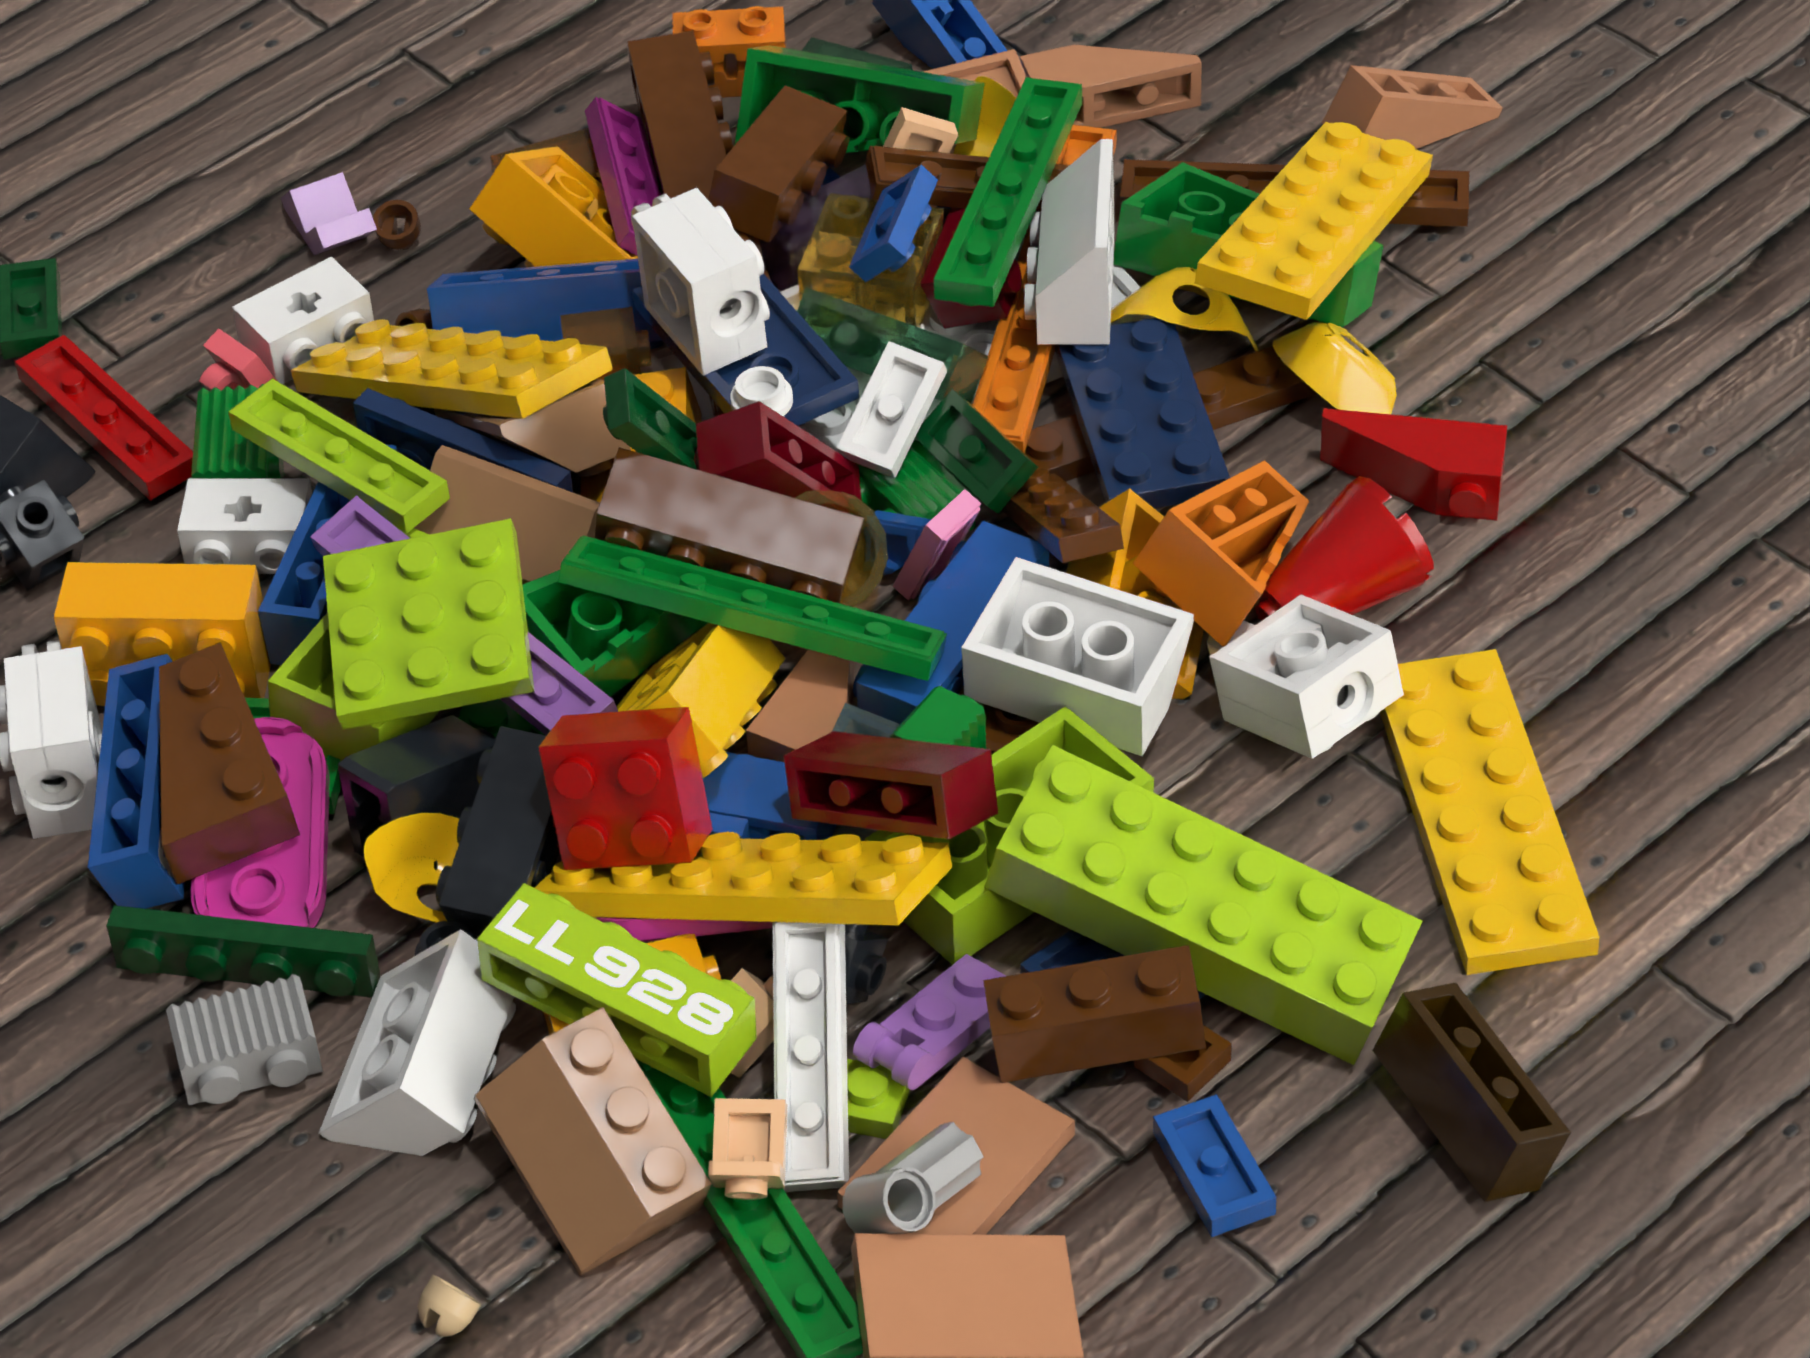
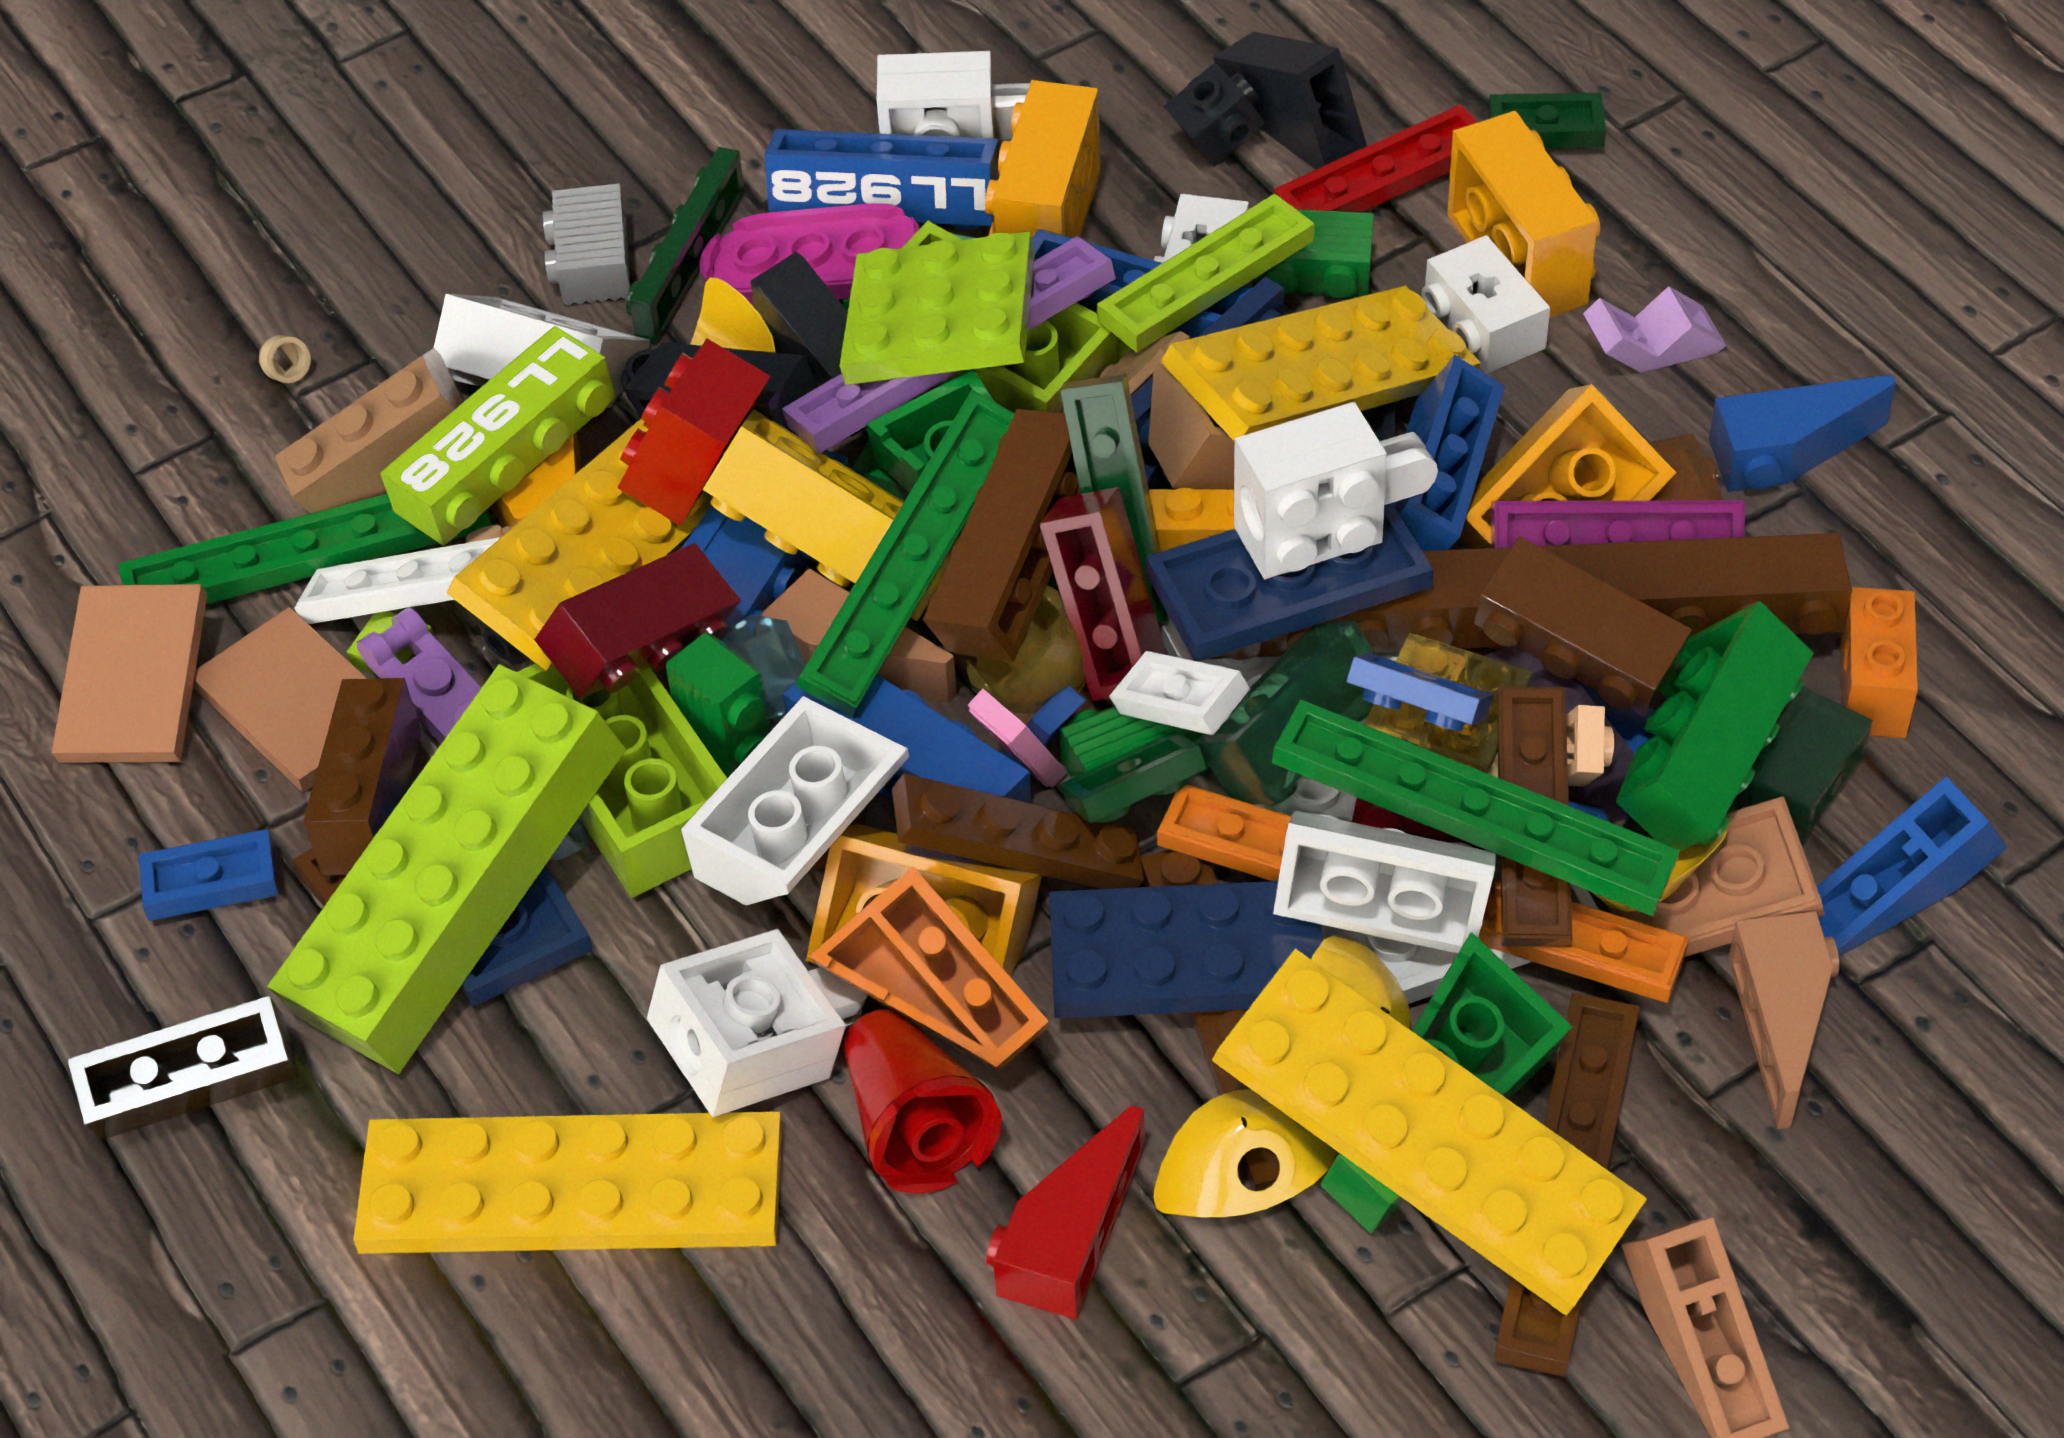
camera: 100 degrees right, 5 degrees up
(185, 279) = (1526, 206): none -> light orange brick
(215, 770) = (851, 191): reddish brown wedge -> none
(233, 365) = (1417, 245): coral tile -> none
(386, 224) = (1626, 379): reddish brown hinge -> none
(459, 118) = (1789, 431): none -> blue slope
(749, 1147) = (315, 527): light nougat bracket -> none
(762, 385) = (1169, 554): white plate -> none
(913, 1183) = (239, 628): light grey piece -> none

